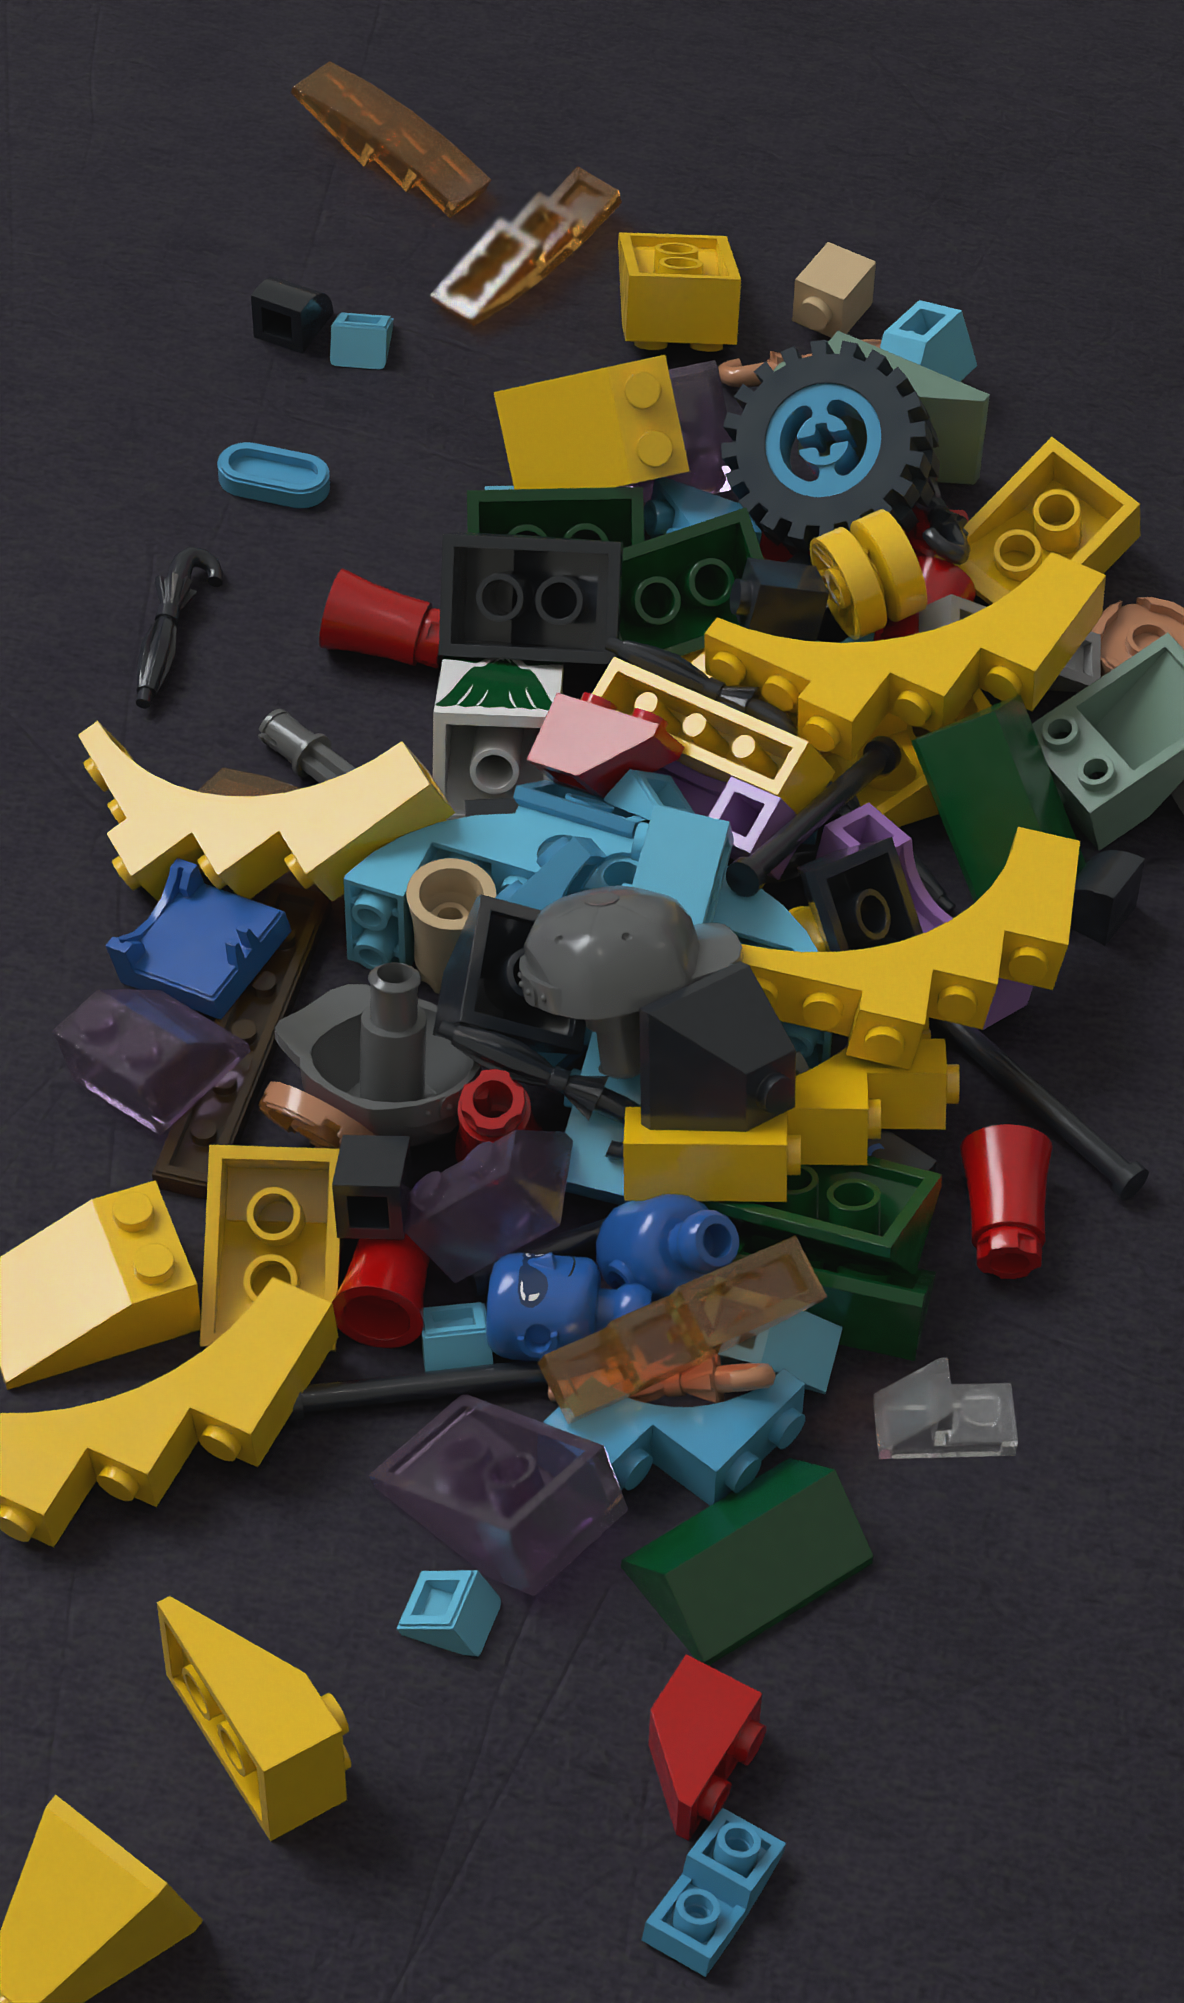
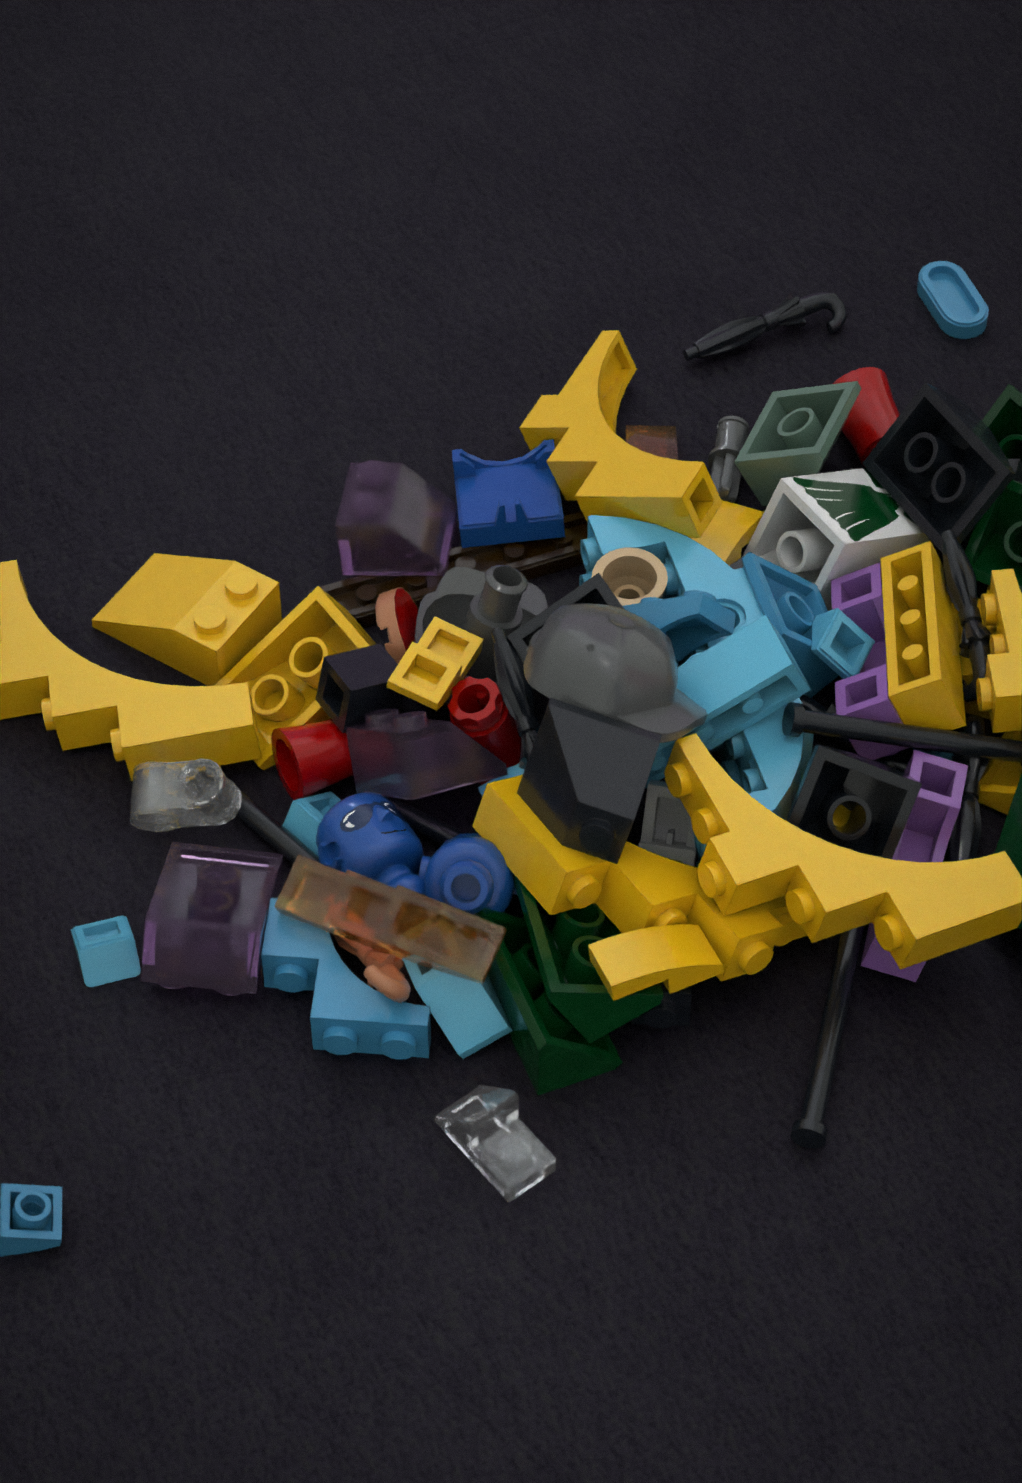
camera: 55 degrees right, 0 degrees up
(323, 1436) = (182, 795): none -> clear piece
(371, 675) = (794, 435): none -> sand green slope
(418, 1105) = (435, 663): none -> yellow slope
(594, 745) = (845, 575): slope -> none
(697, 1738) = (97, 1141): red slope -> none
(751, 1558) = (278, 1091): dark green slope -> none
(908, 1154) = (651, 955): none -> yellow slope
(1007, 1197) = (711, 1062): red plant -> none

